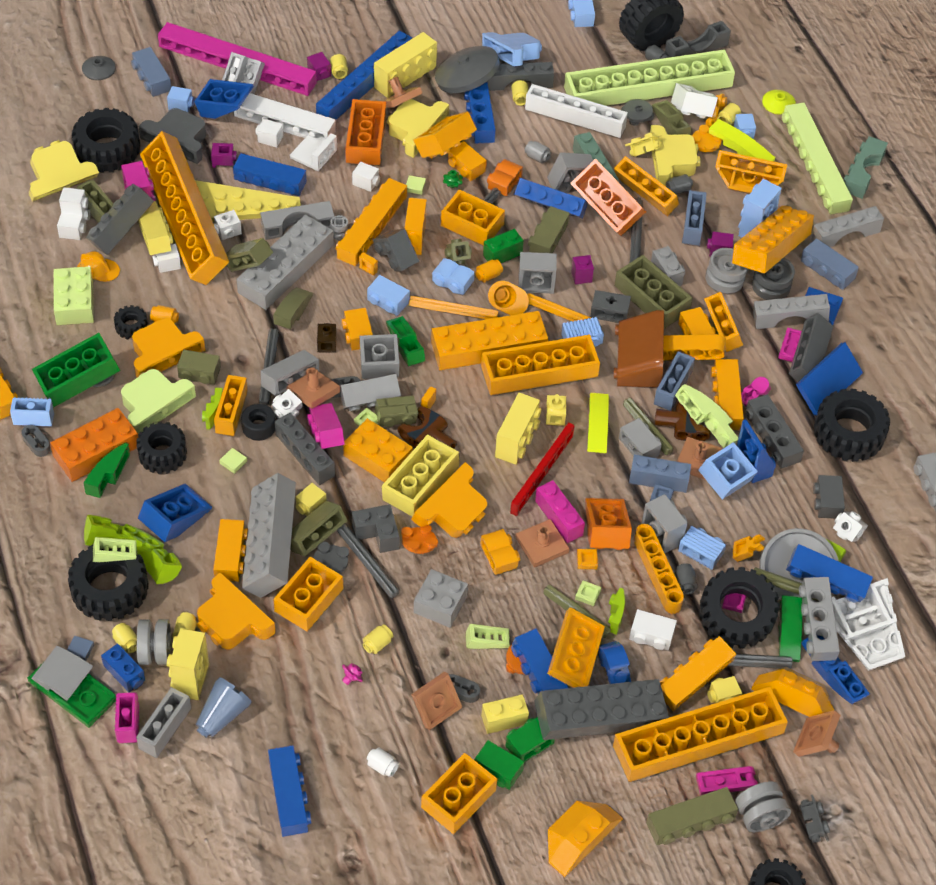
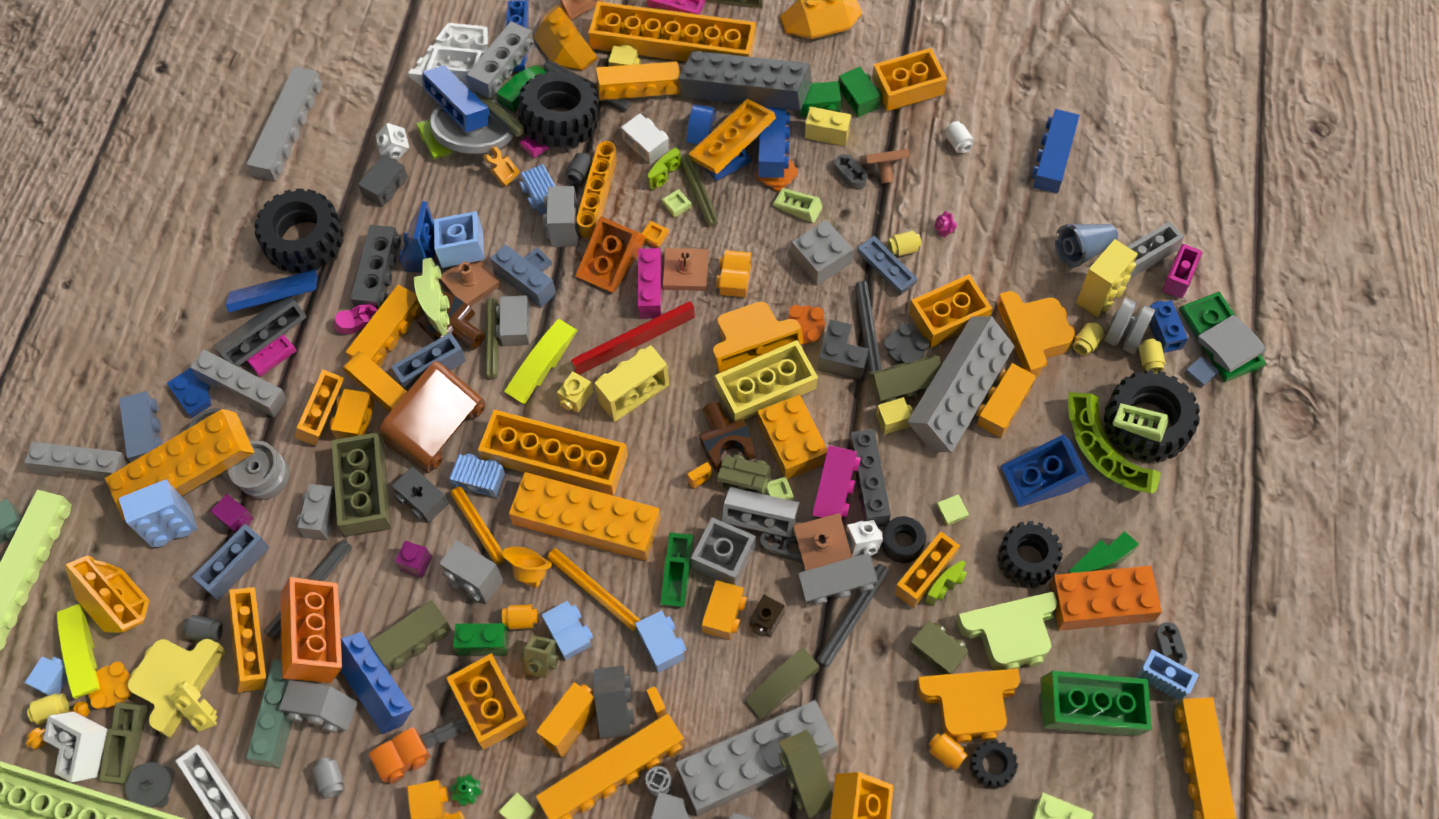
camera: 145 degrees left, 10 degrees up
(378, 615) = (887, 265): none -> sand blue plate

